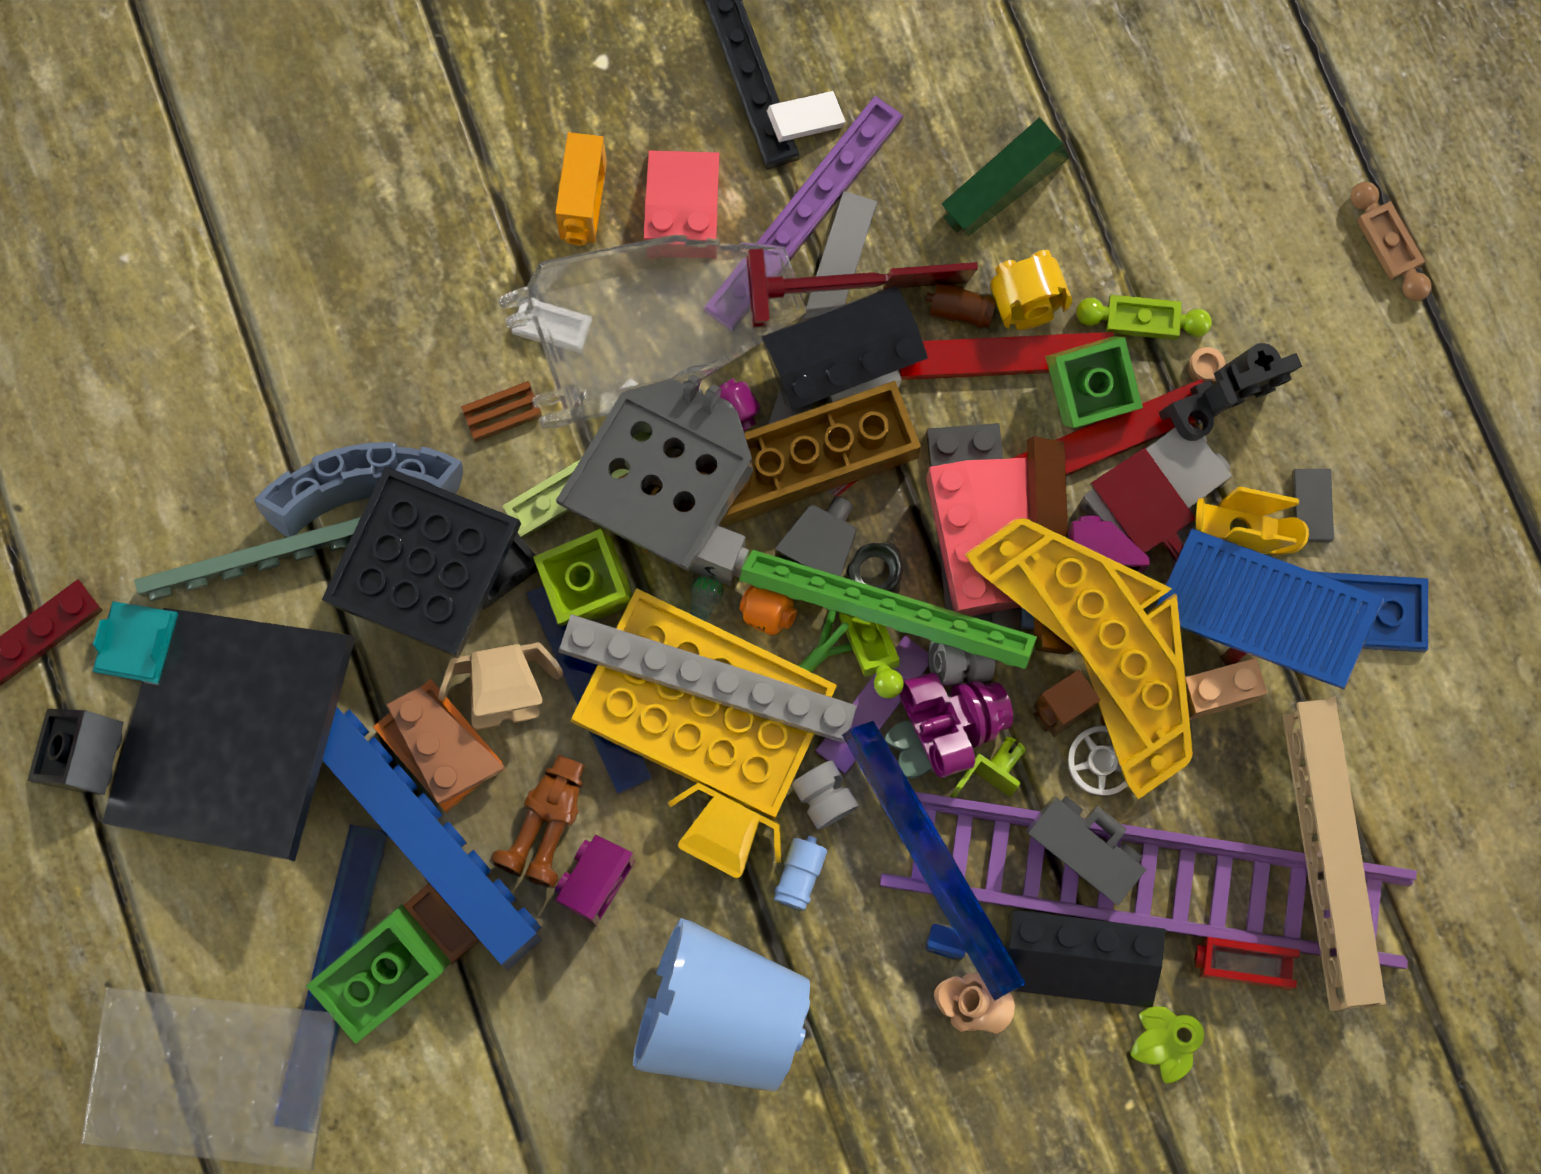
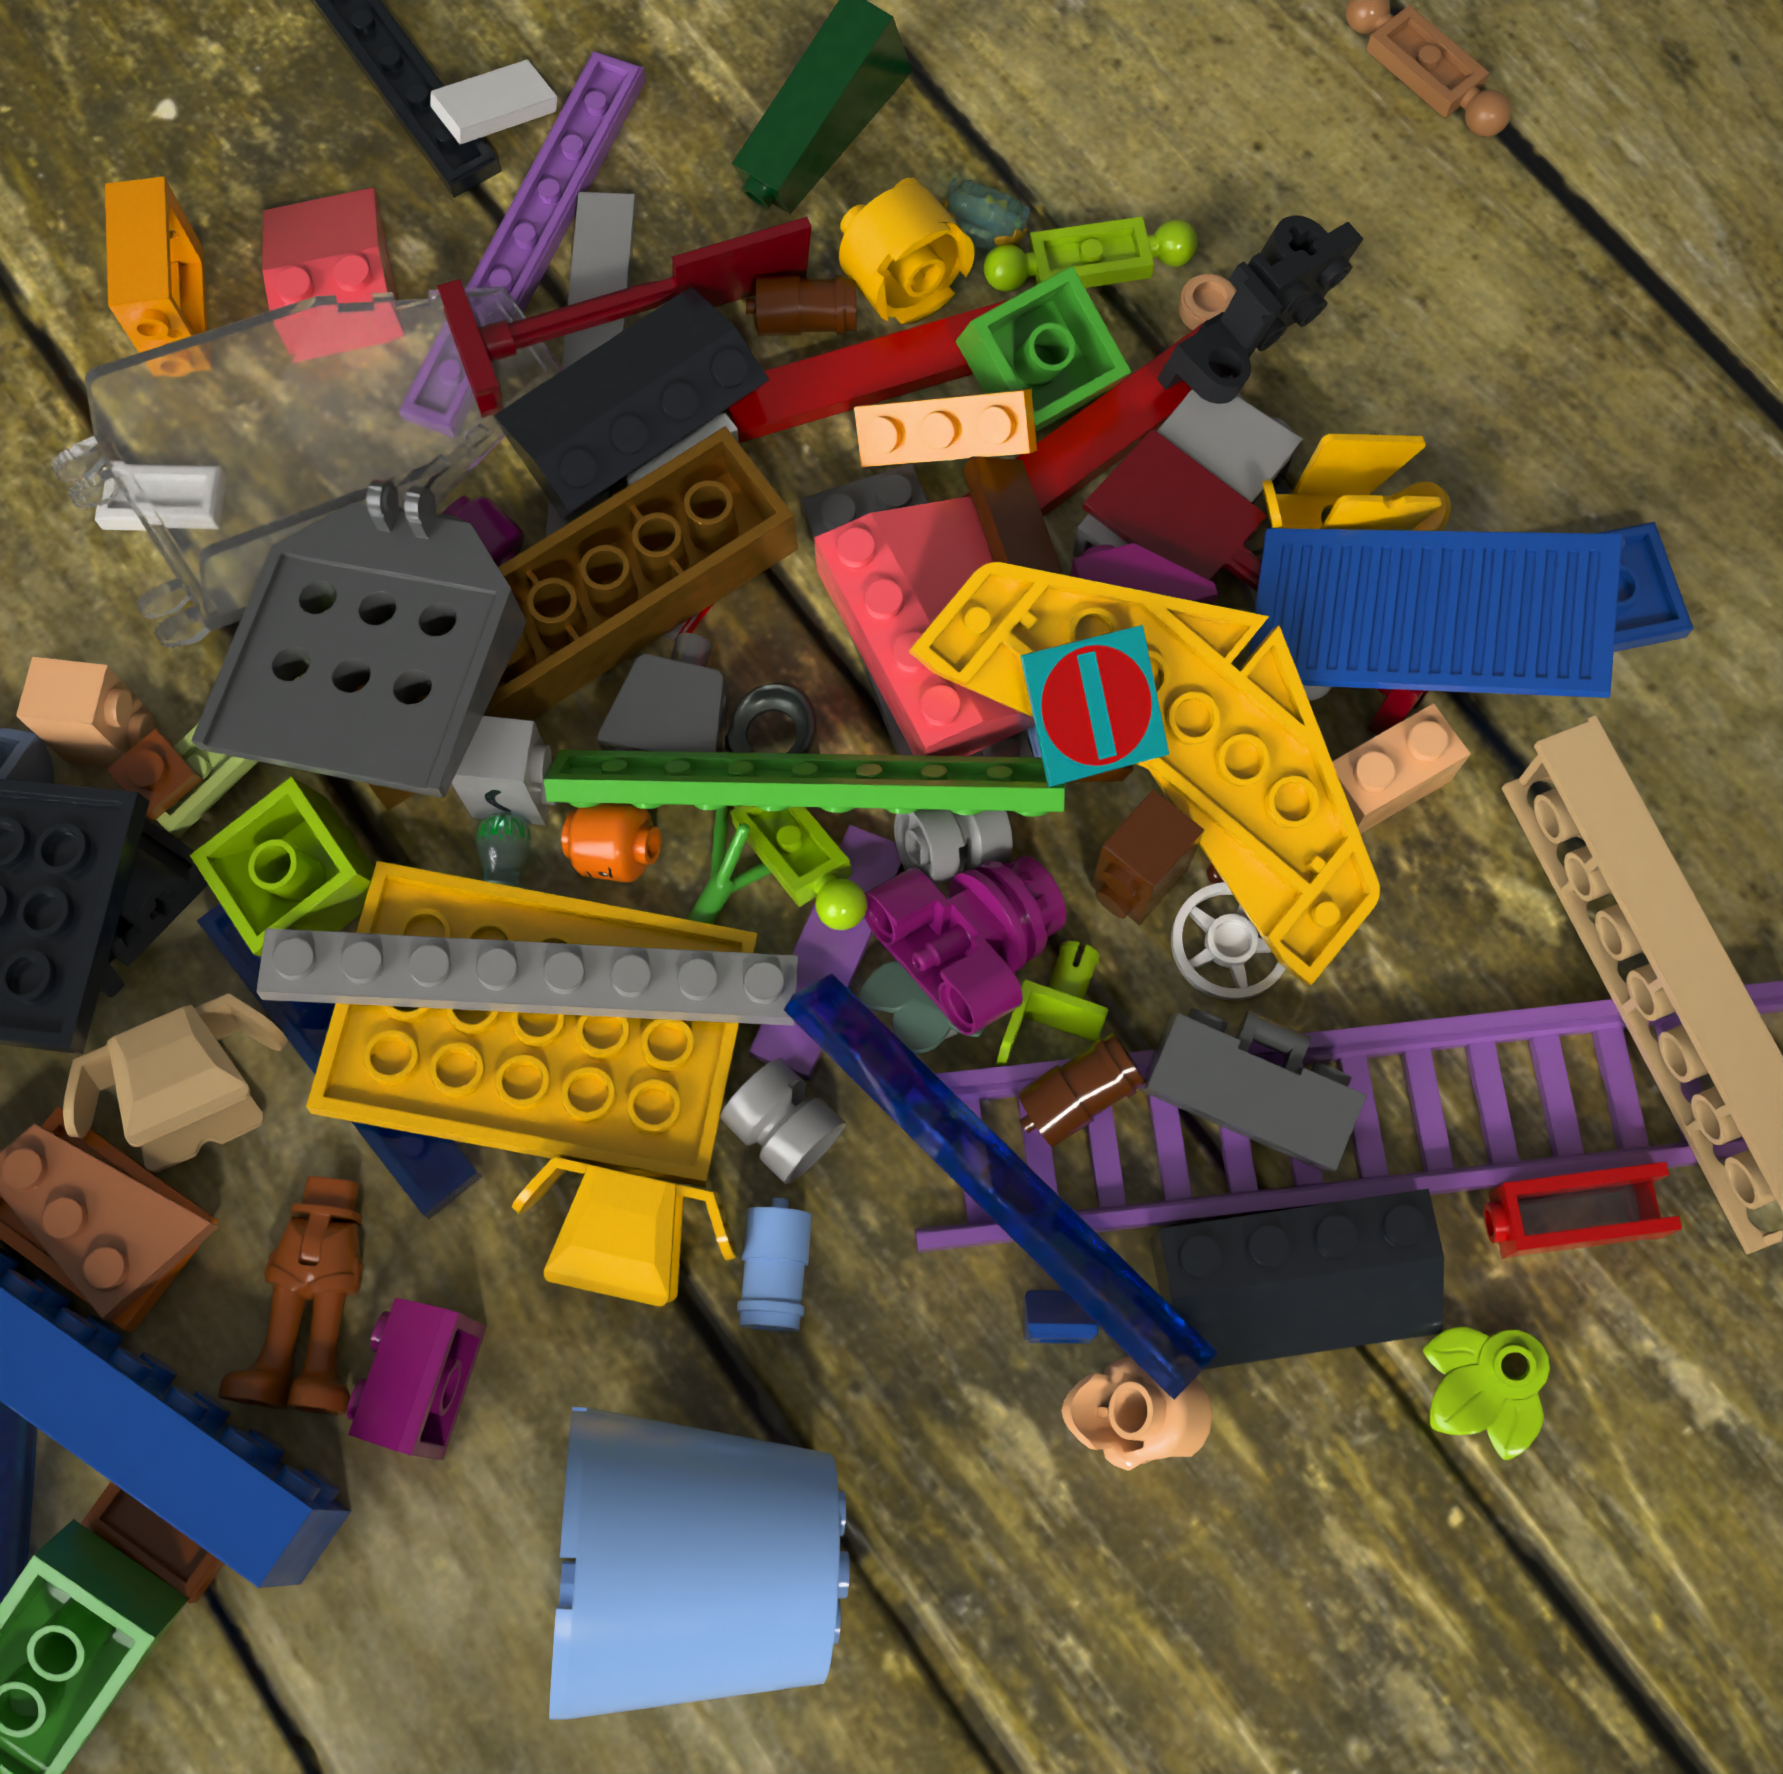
camera: 10 degrees left, 5 degrees down
(491, 457) = (82, 711): none -> light nougat brick
(495, 399) = (104, 633): dark orange tile -> none
(521, 500) = (156, 772): none -> dark orange plate
(991, 823) = (1079, 1090): none -> reddish brown piece
(1024, 412) = (946, 428): none -> light orange plate
(1059, 615) = (1094, 705): none -> piece
(1087, 274) = (986, 214): none -> clear light blue hair
(1315, 505) = (1445, 456): dark grey tile -> none

